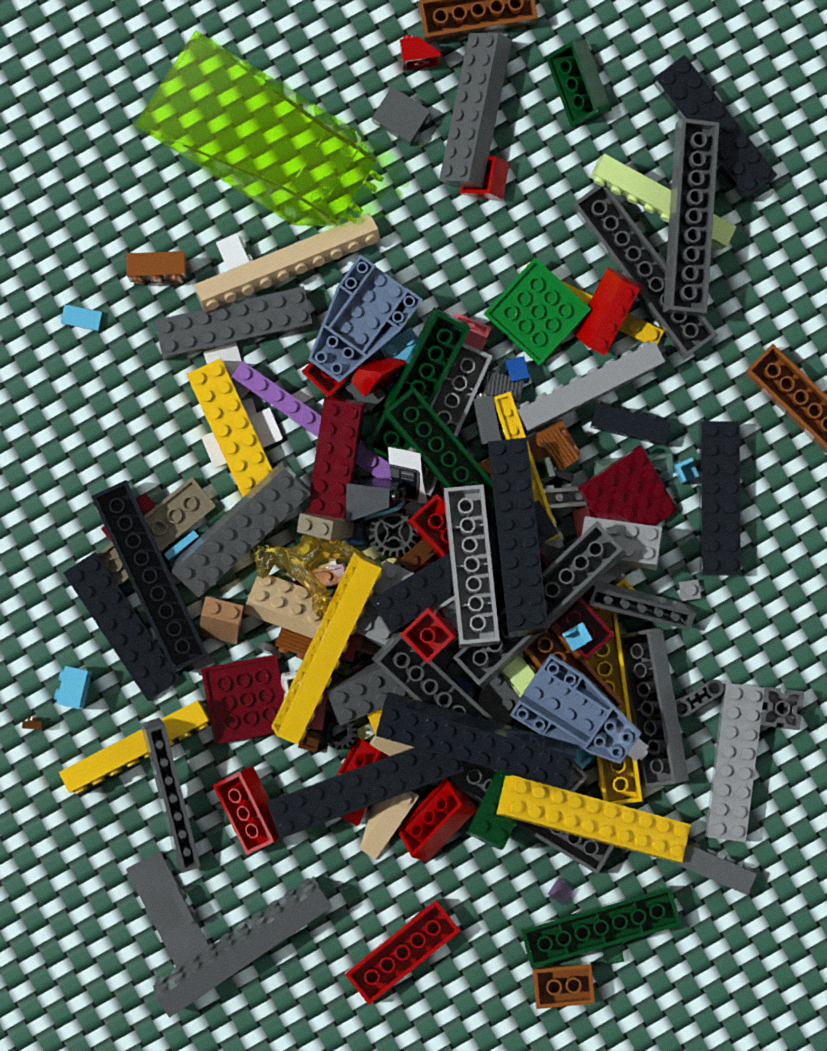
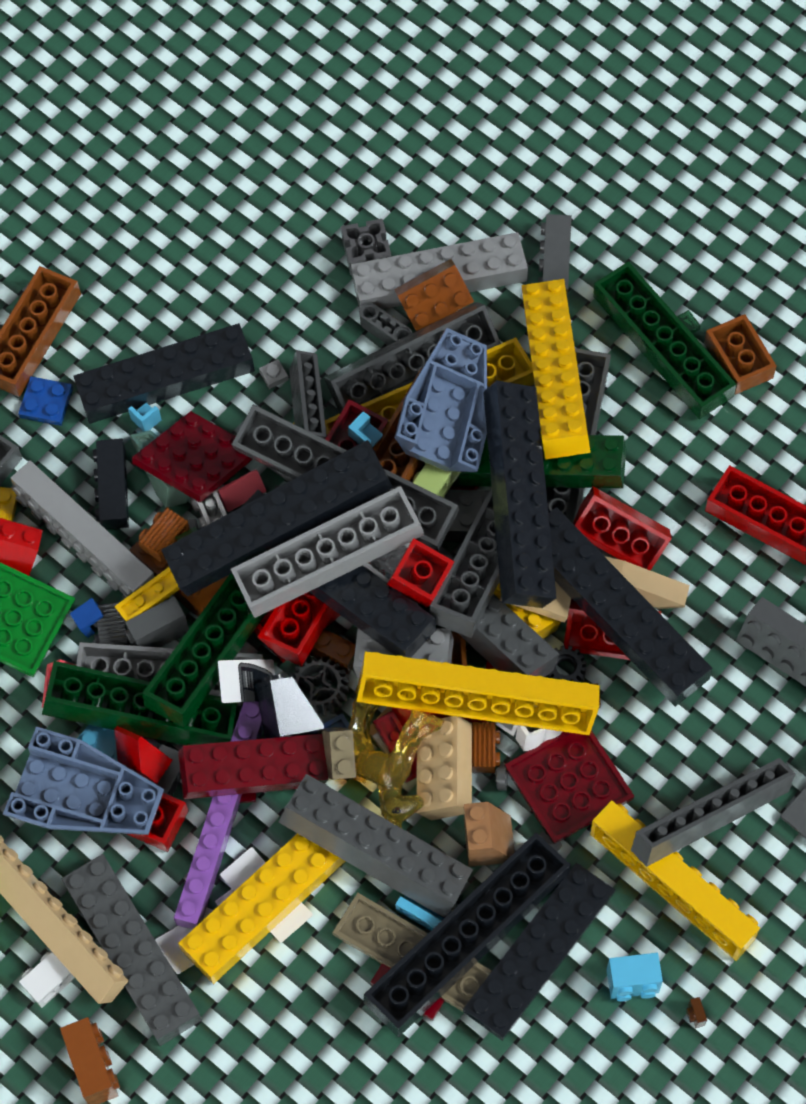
camera: 105 degrees left, 20 degrees down
(247, 809) = (692, 728): red brick -> none
(560, 891) = (643, 393): clear purple tile -> none
(638, 540) = (232, 411): light grey brick -> none
(706, 746) = (434, 295): none -> dark orange brick
(731, 394) = (45, 401): none -> blue plate

